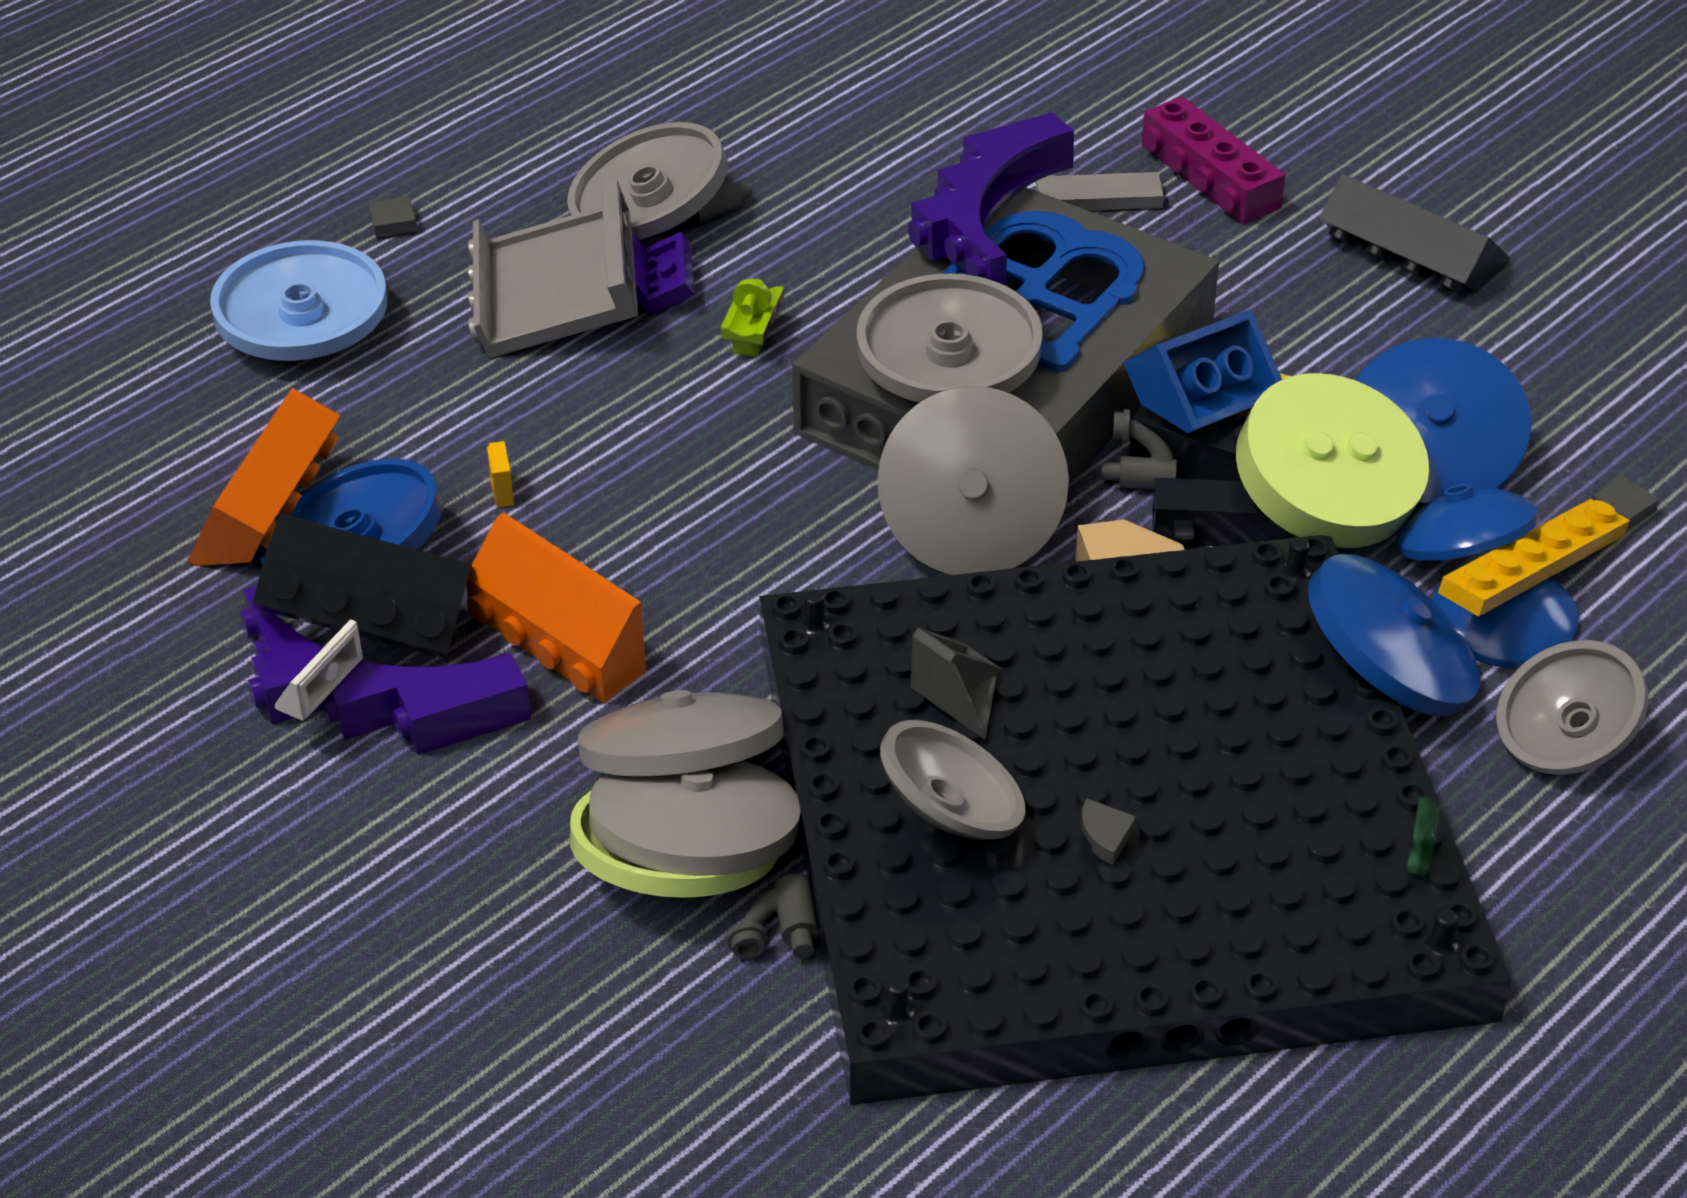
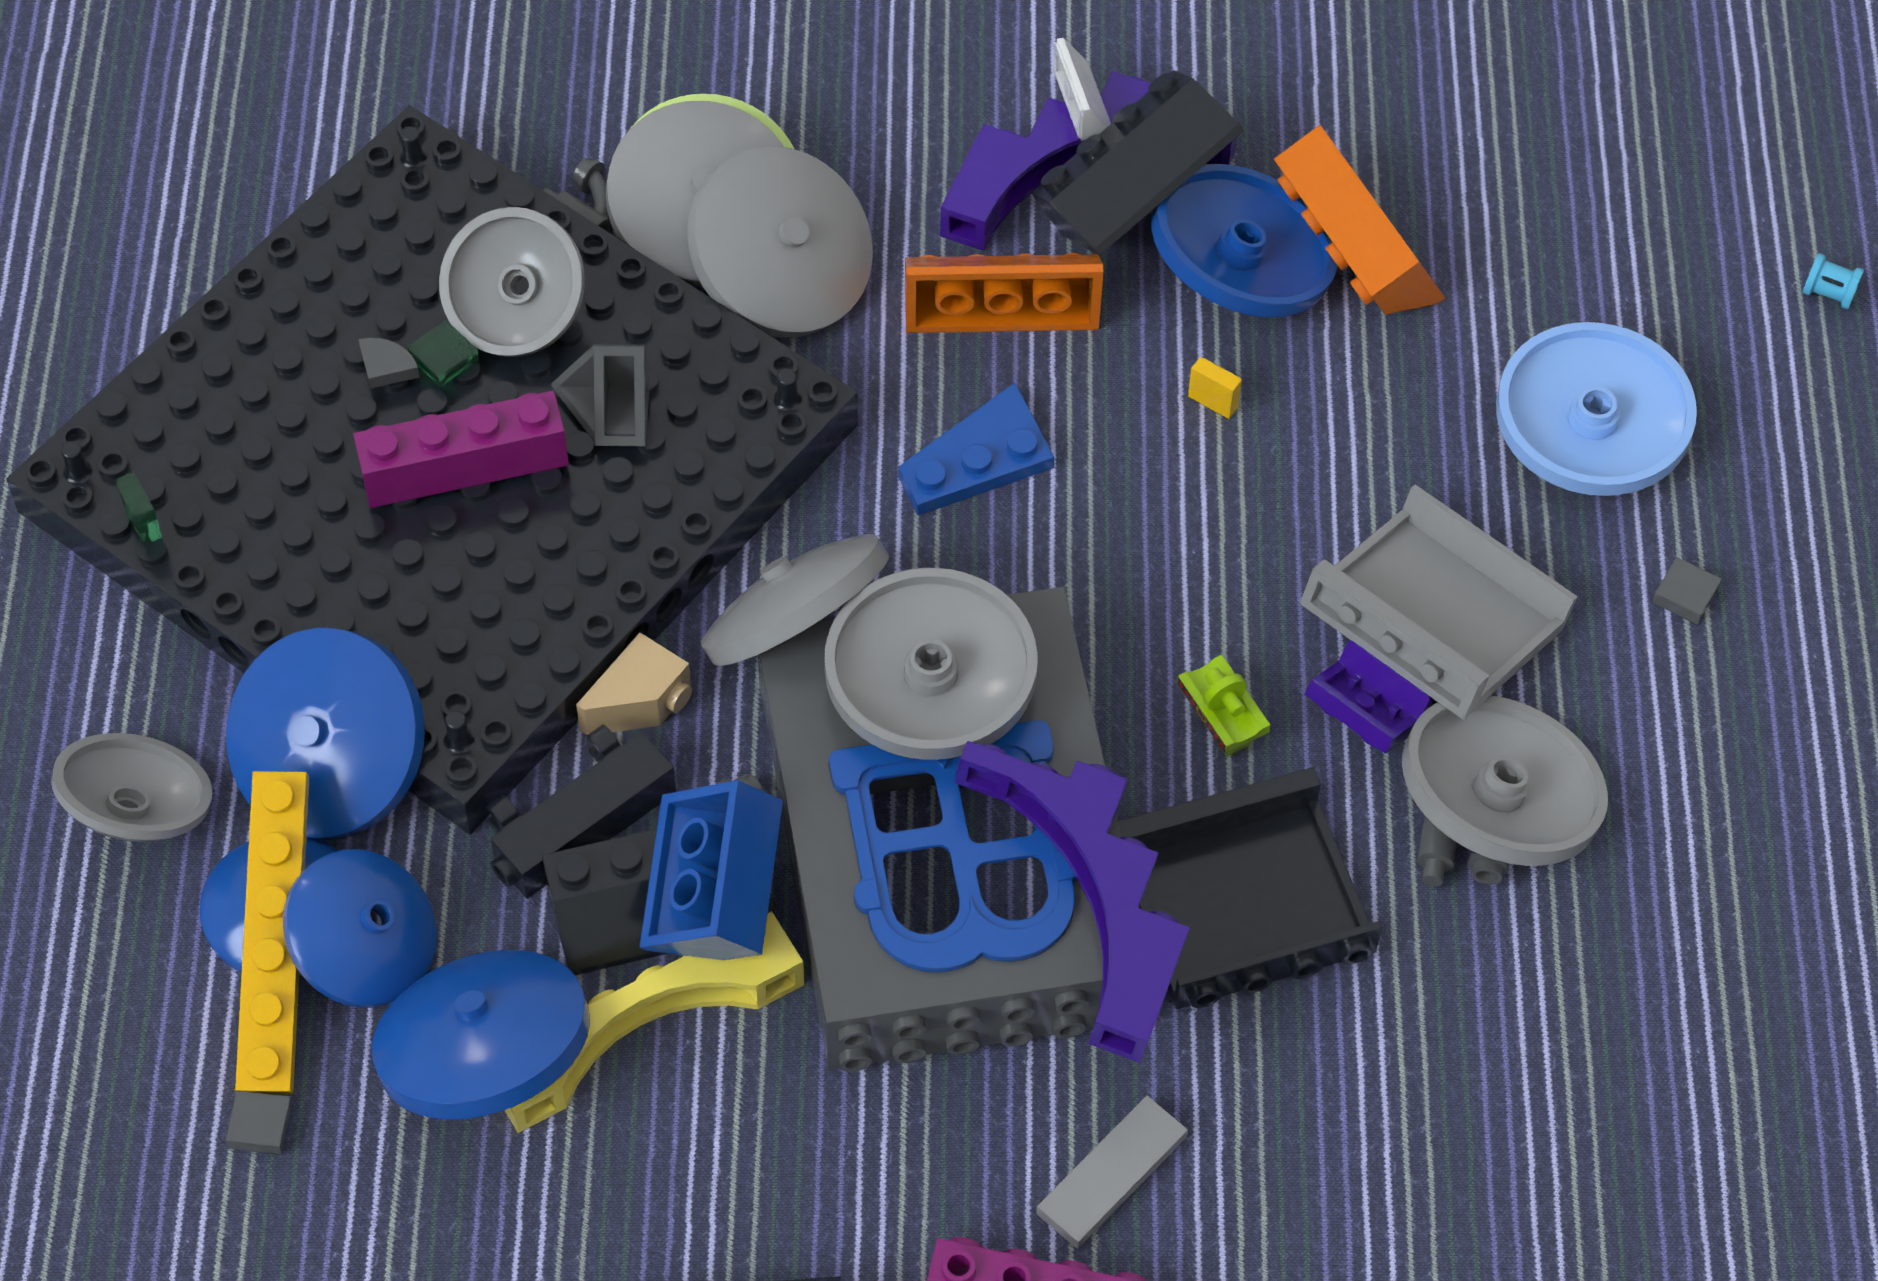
camera: 135 degrees right, 15 degrees up
(40, 281) = (1825, 268): none -> medium azure bush
(694, 549) = (977, 455): none -> blue wing
(839, 237) = (1255, 886): none -> black panel
(1051, 805) = (443, 353): none -> clear green tile
(1118, 705) = (461, 448): none -> magenta brick
(1332, 459) = (518, 866): yellowish green brick -> none

